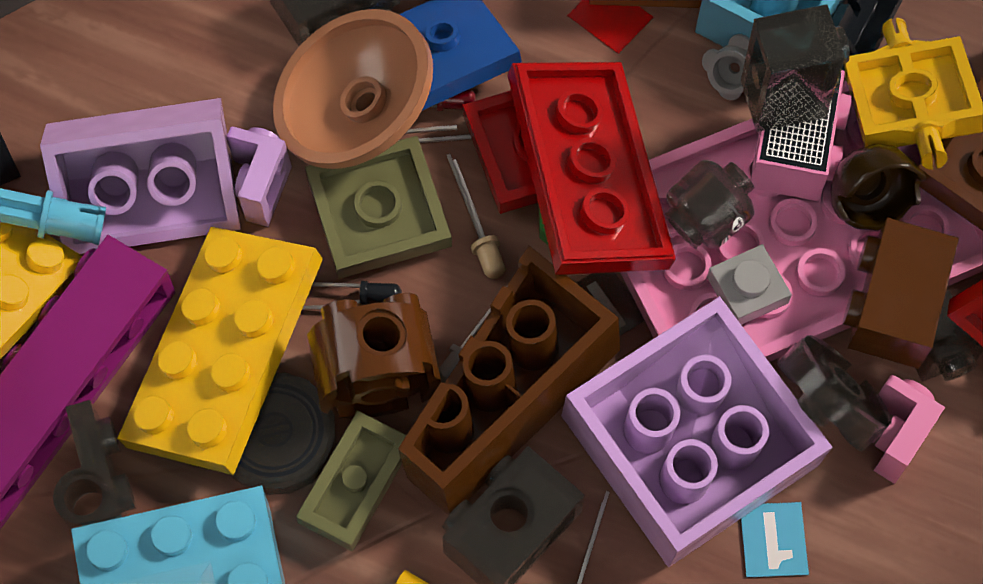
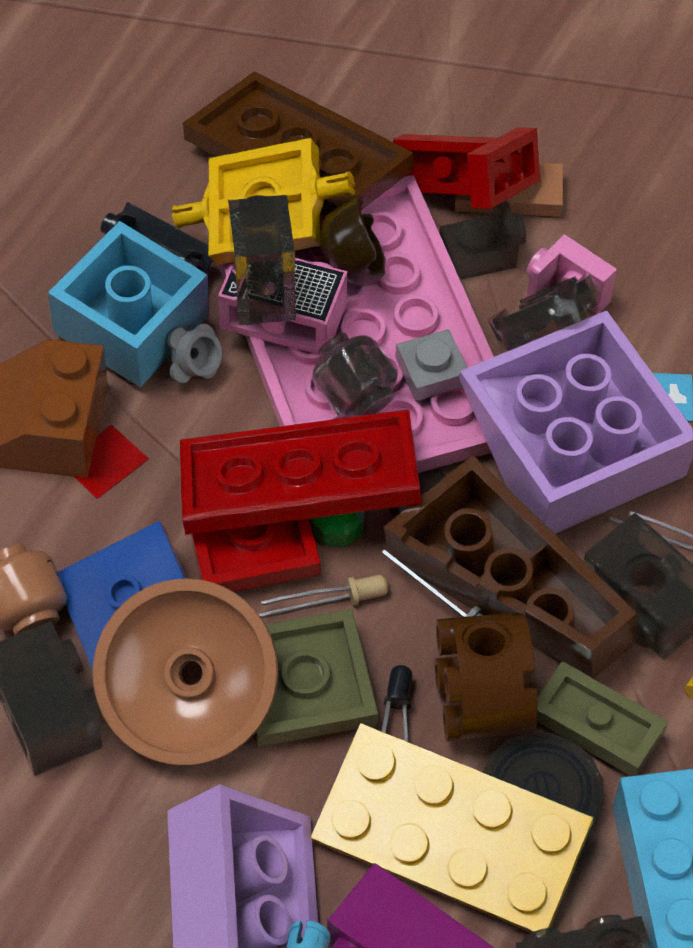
camera: 85 degrees left, 10 degrees down
(262, 173) = (261, 776): lavender bracket -> none
(901, 293) = (456, 245): reddish brown brick -> none

